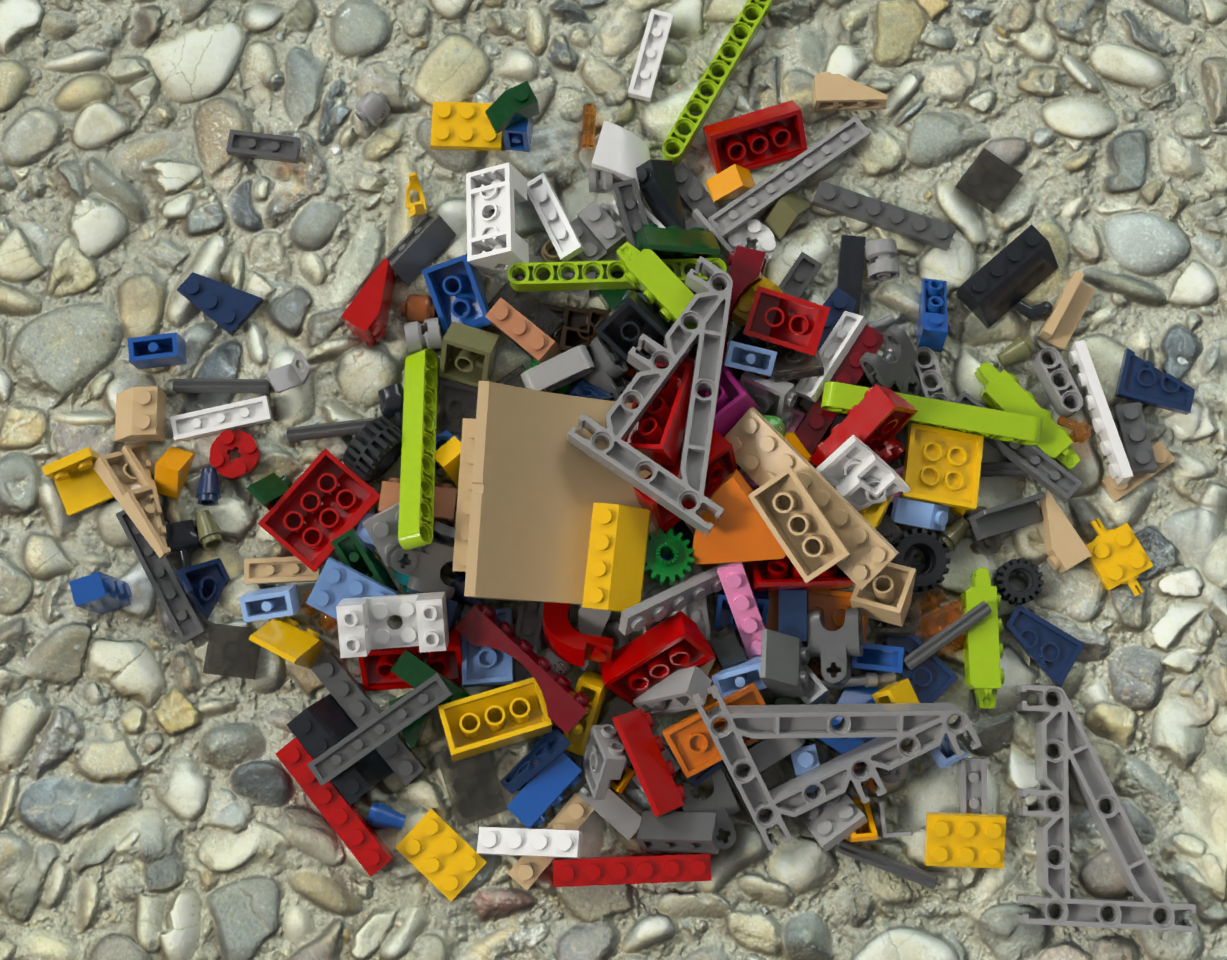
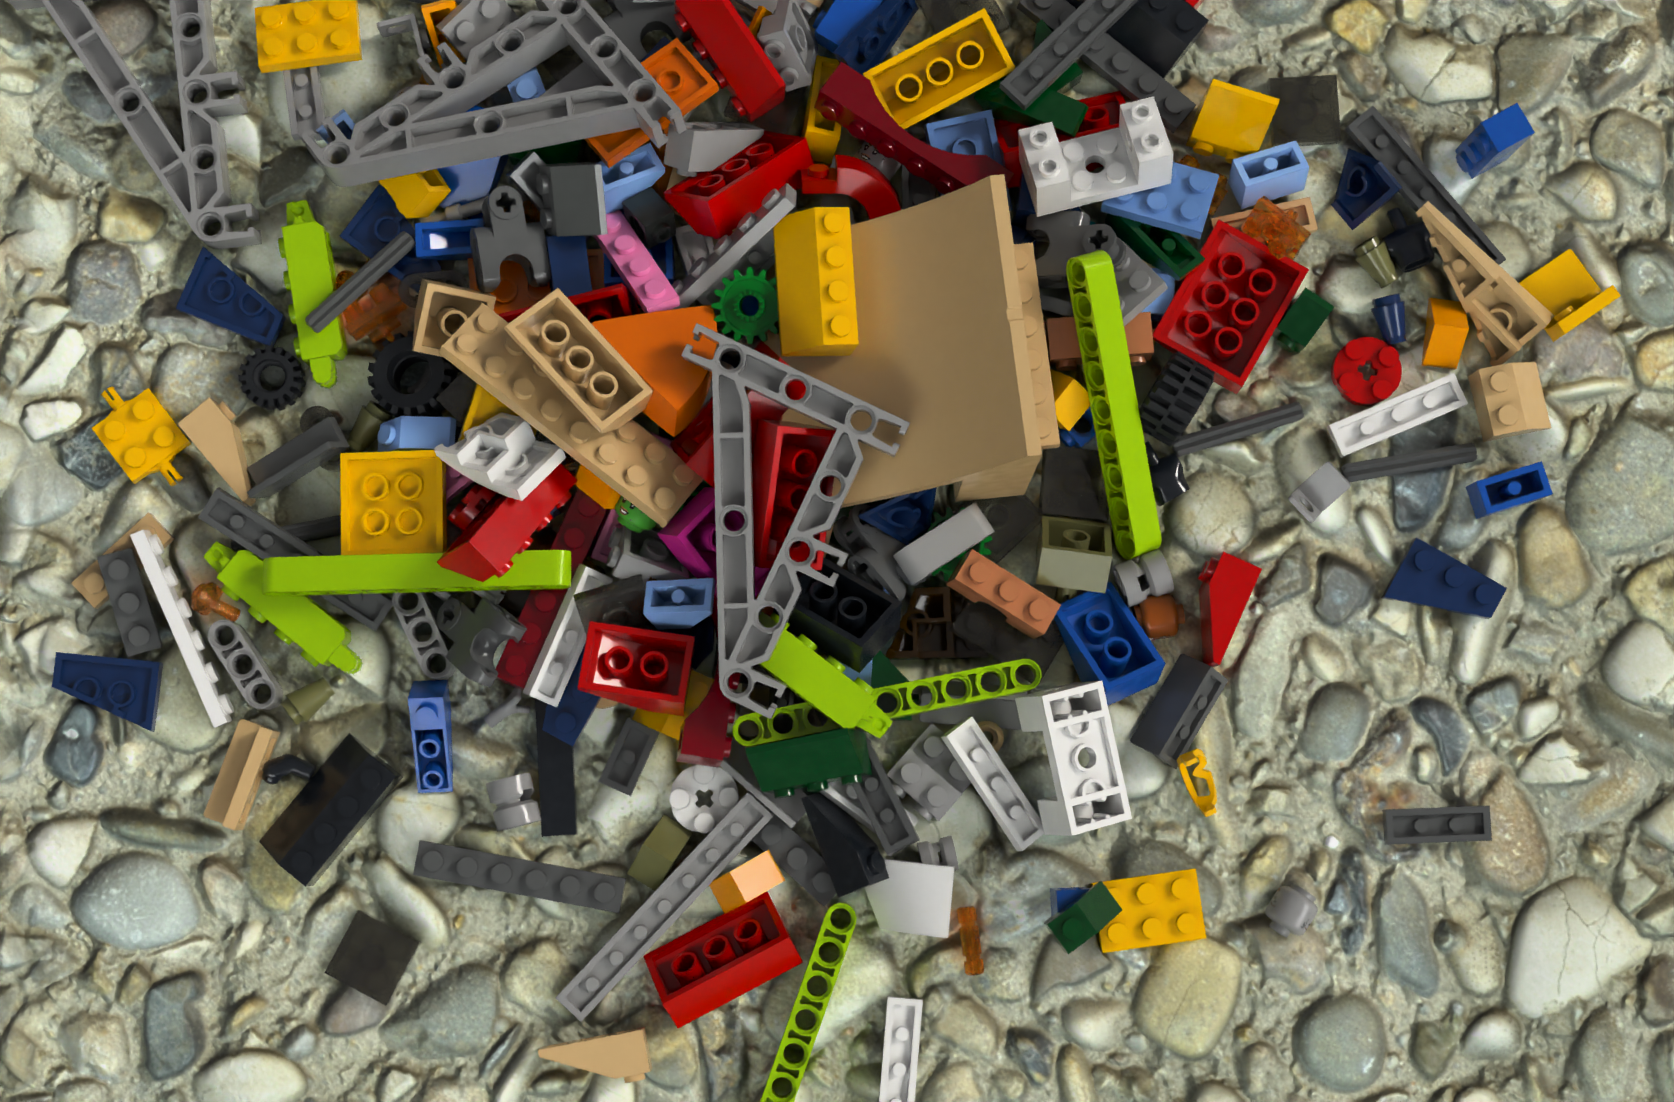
camera: 165 degrees right, 5 degrees up
(272, 557) = (1276, 228): none -> clear orange hips

